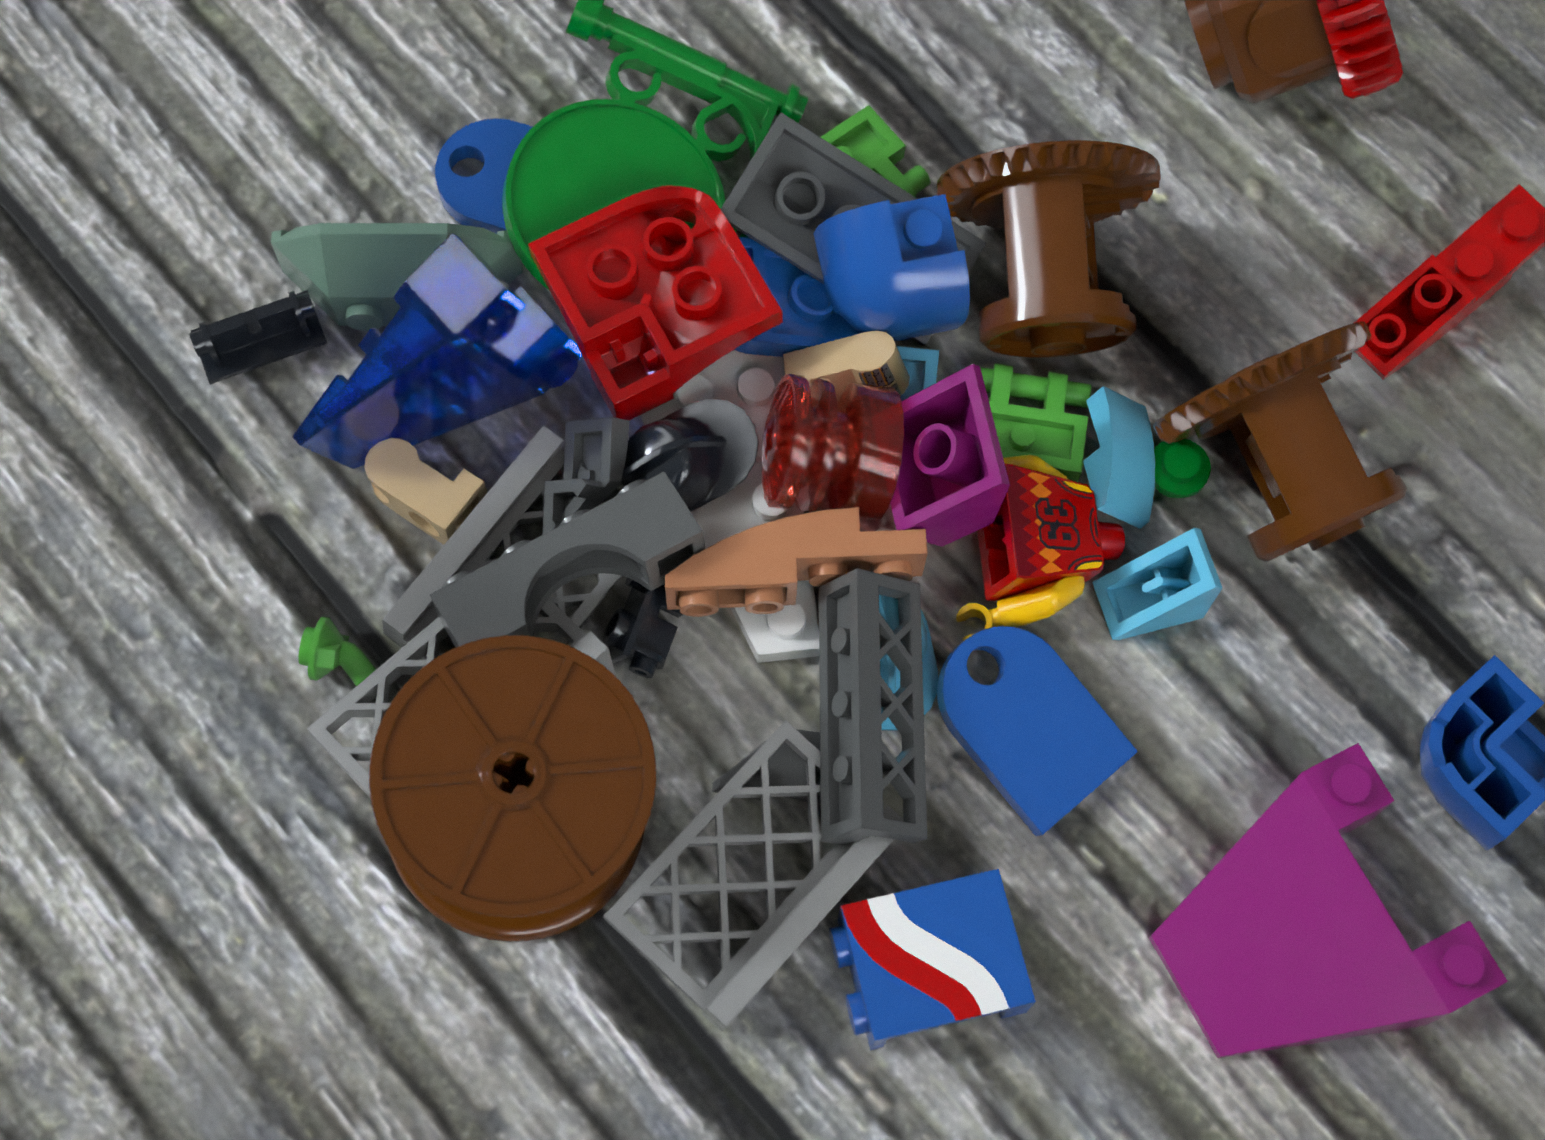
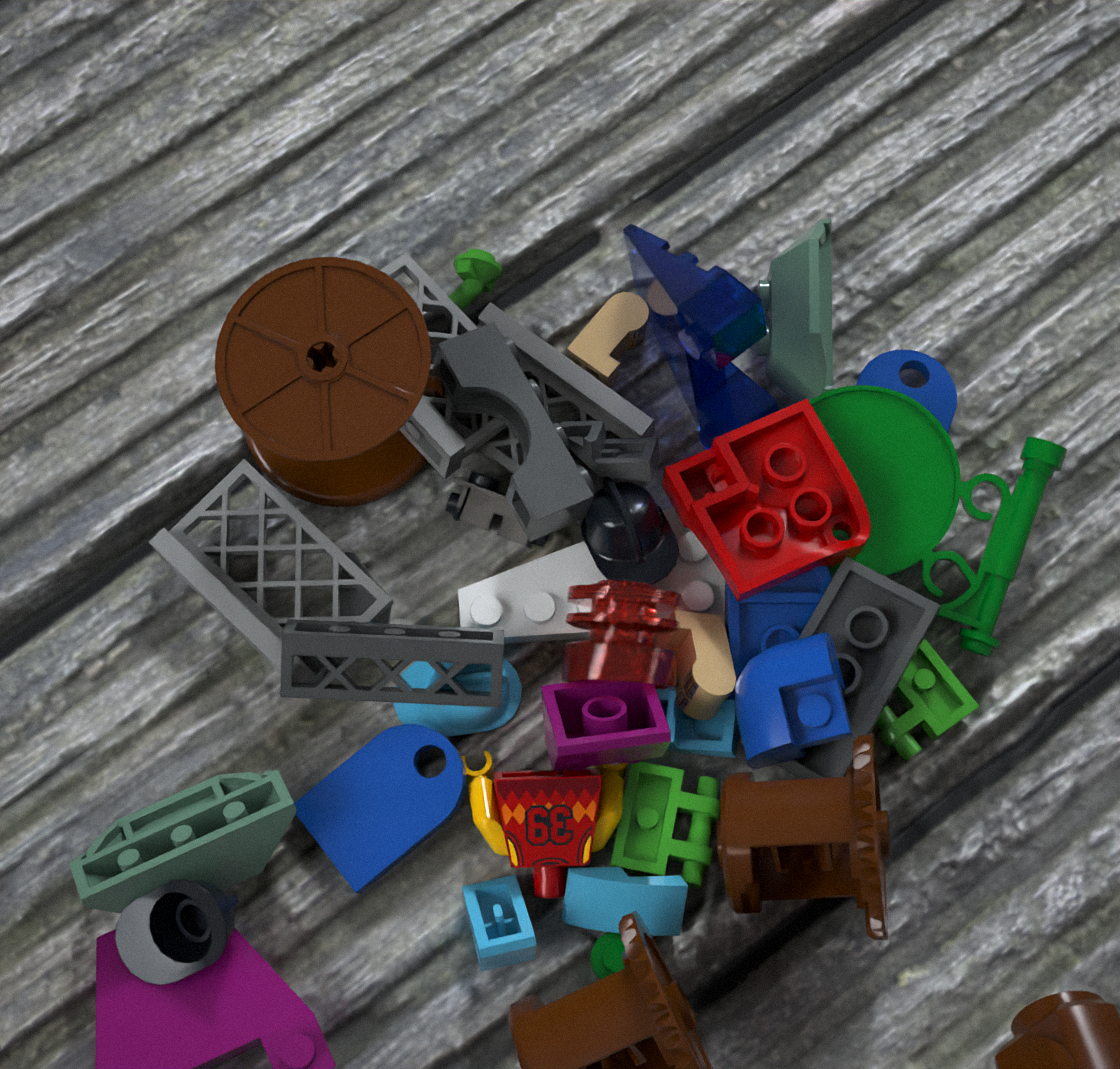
camera: 90 degrees right, 0 degrees up
(258, 337) = (748, 219): black hinge -> none
(766, 561) = (523, 592): nougat slope -> none
(931, 958) = (191, 708): panel -> none
(1105, 949) = (205, 833): none -> sand green wedge
(1225, 936) = (175, 930): none -> black piece

